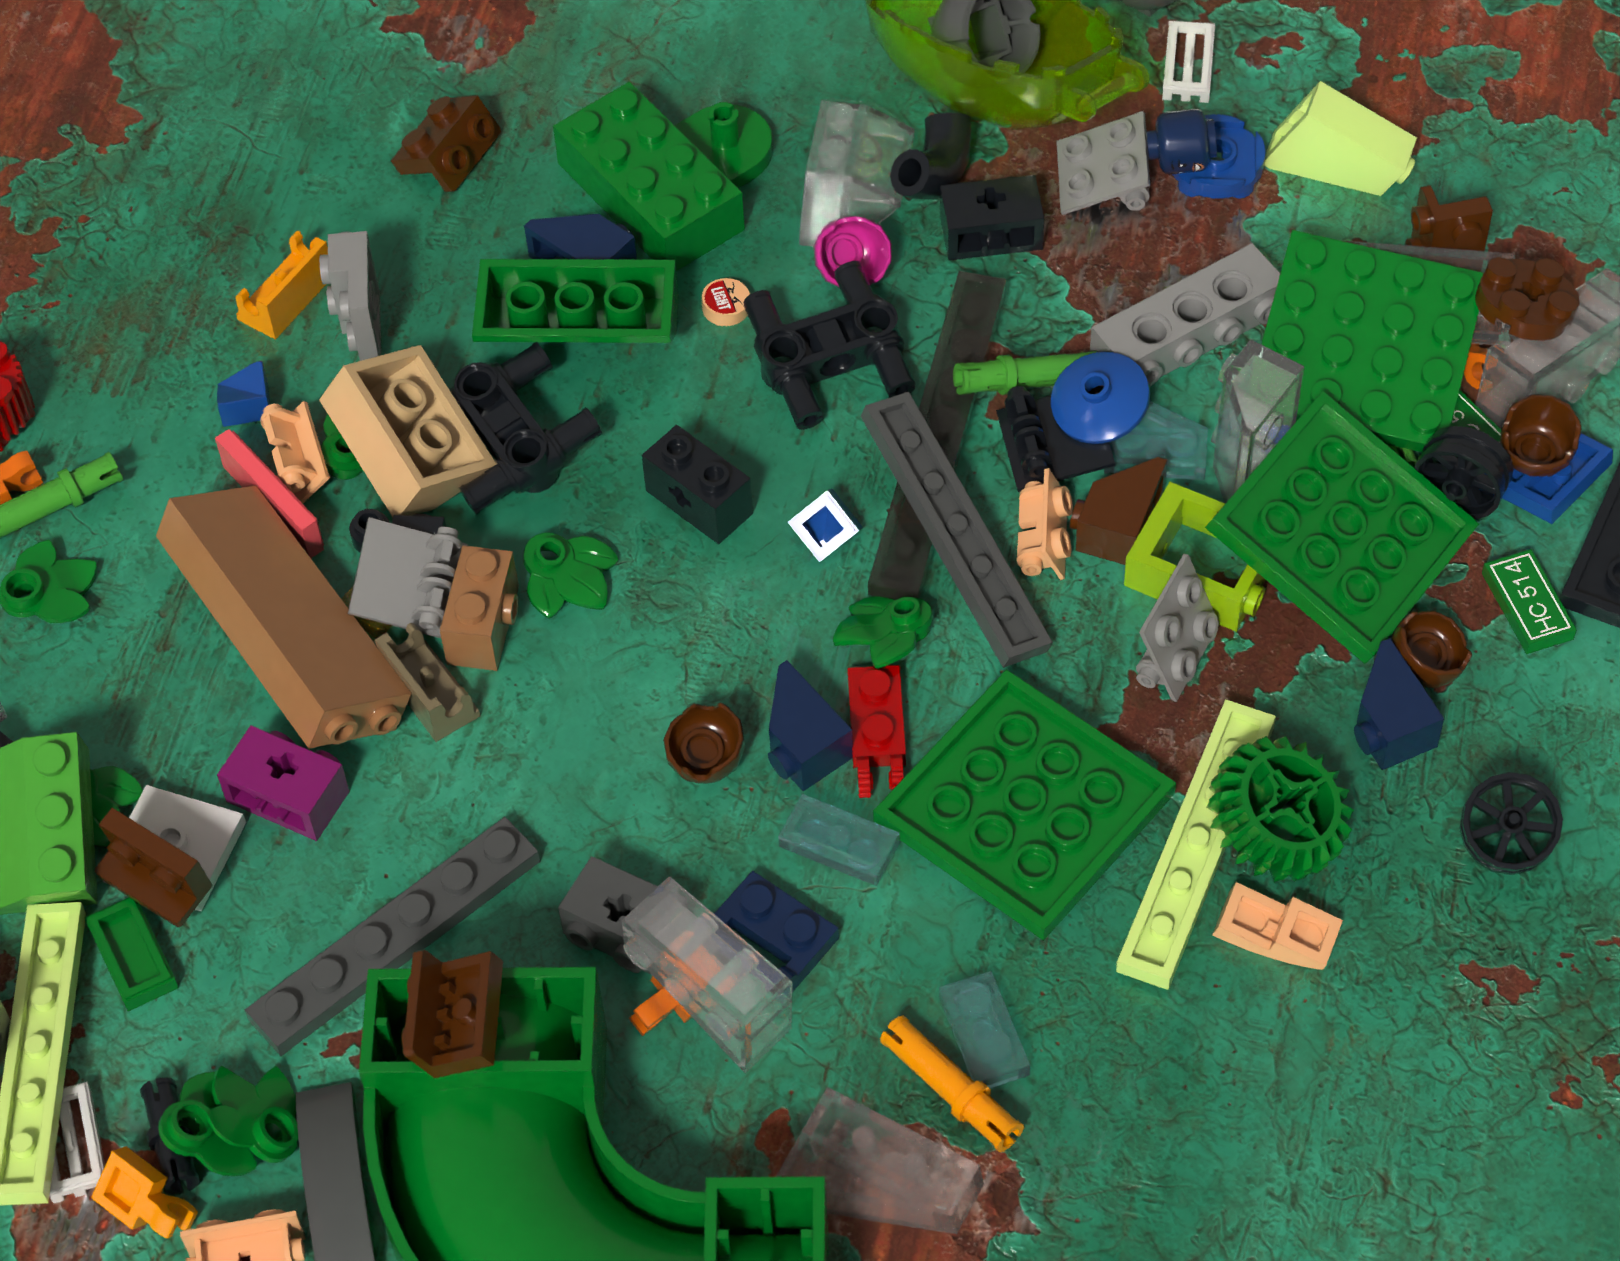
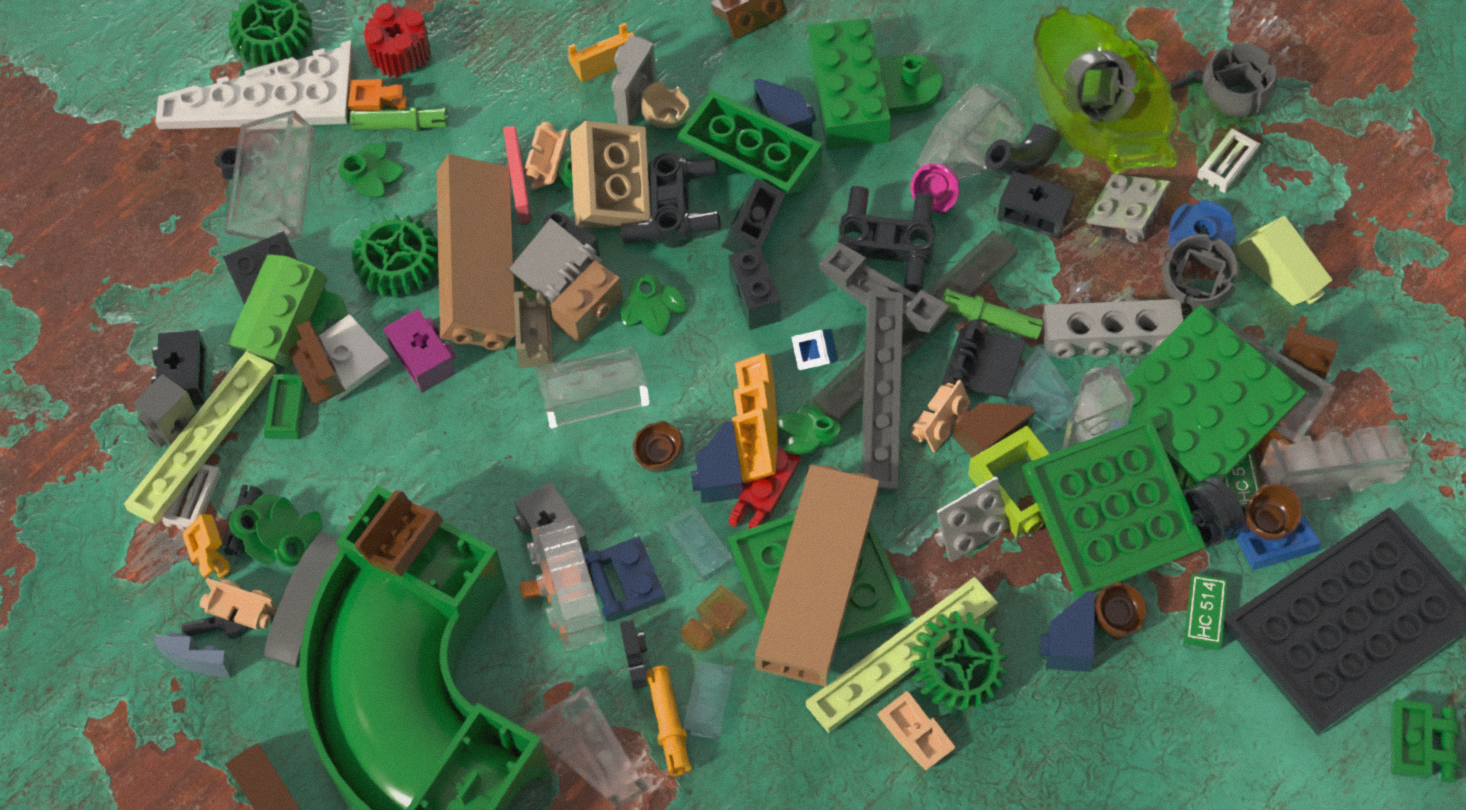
camera: 30 degrees right, 5 degrees up
(133, 676) = (402, 265): none -> green gear
(243, 396) = (540, 108): blue slope -> none
(392, 935) = (427, 468): dark grey plate -> none
(419, 315) = (664, 107): none -> tan hair
(558, 711) = (592, 385): none -> clear slope
(639, 396) = (754, 217): none -> black brick
(724, 301) = (844, 179): tile -> none
(810, 642) = (756, 418): none -> light orange slope
(836, 411) = (852, 275): none -> dark grey slope
(843, 1016) = (634, 645): none -> black plate
(924, 913) = (719, 611): none -> clear orange plate
(1032, 795) = (817, 575): none -> medium nougat brick
(1103, 415) = (1024, 363): blue dish -> none
(1182, 141) = (1178, 212): dark blue head -> none
(1258, 173) = (1207, 253): none -> dark grey piece
(1510, 286) = (1334, 410): reddish brown plate -> none
(1511, 823) = (1093, 743): black wheel -> none

